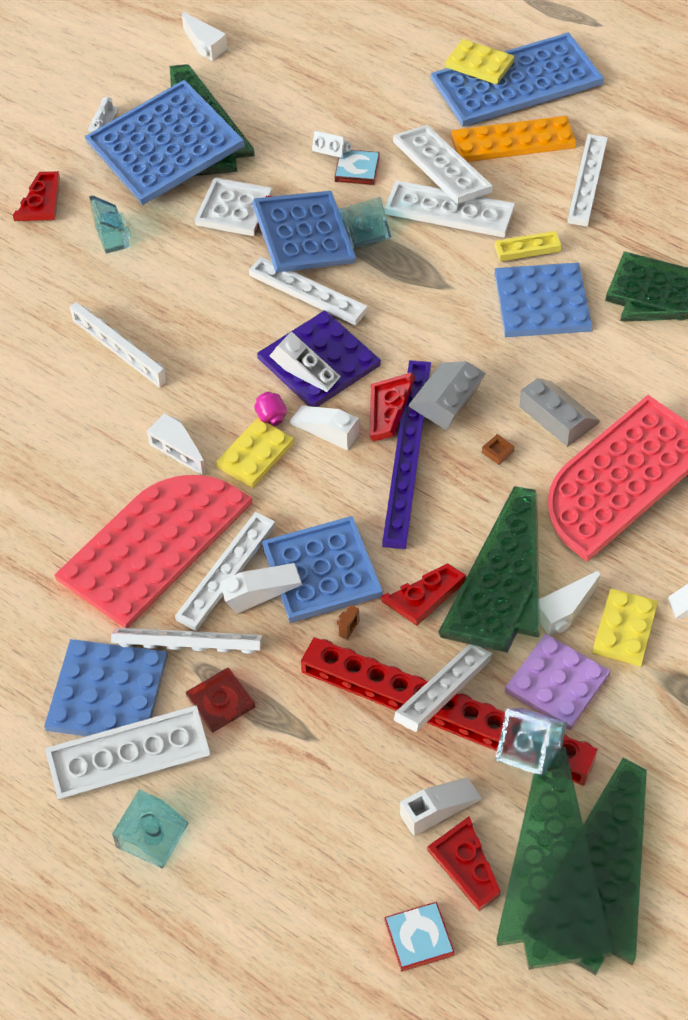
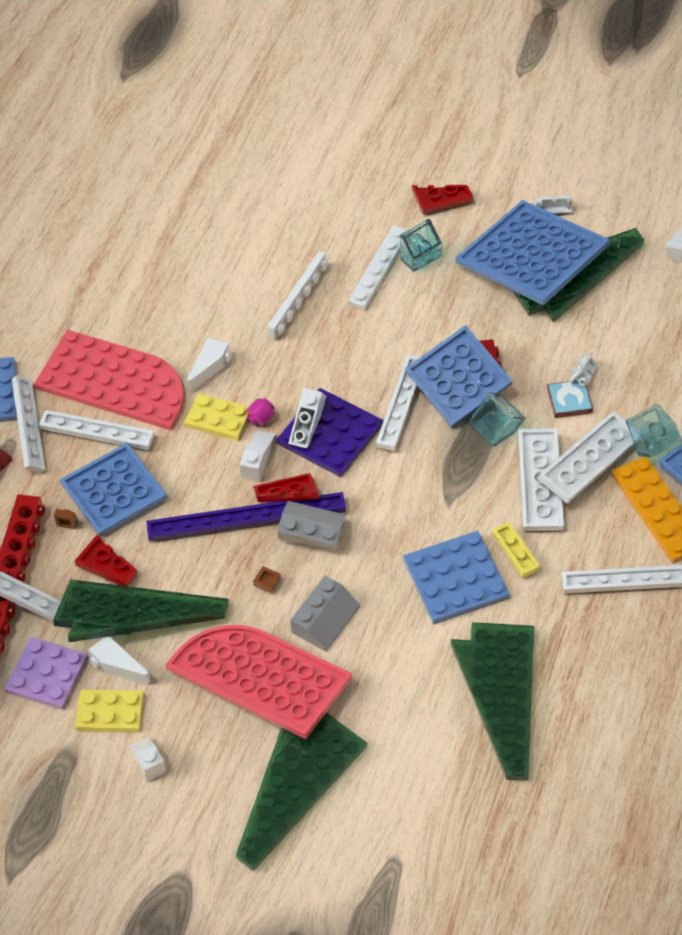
camera: 75 degrees right, 0 degrees up
(111, 271) = (377, 269): none -> white plate
(230, 206) = (485, 320): white plate -> none
(259, 585) = (80, 450): white slope -> none
(435, 111) = (653, 431): none -> clear light blue slope

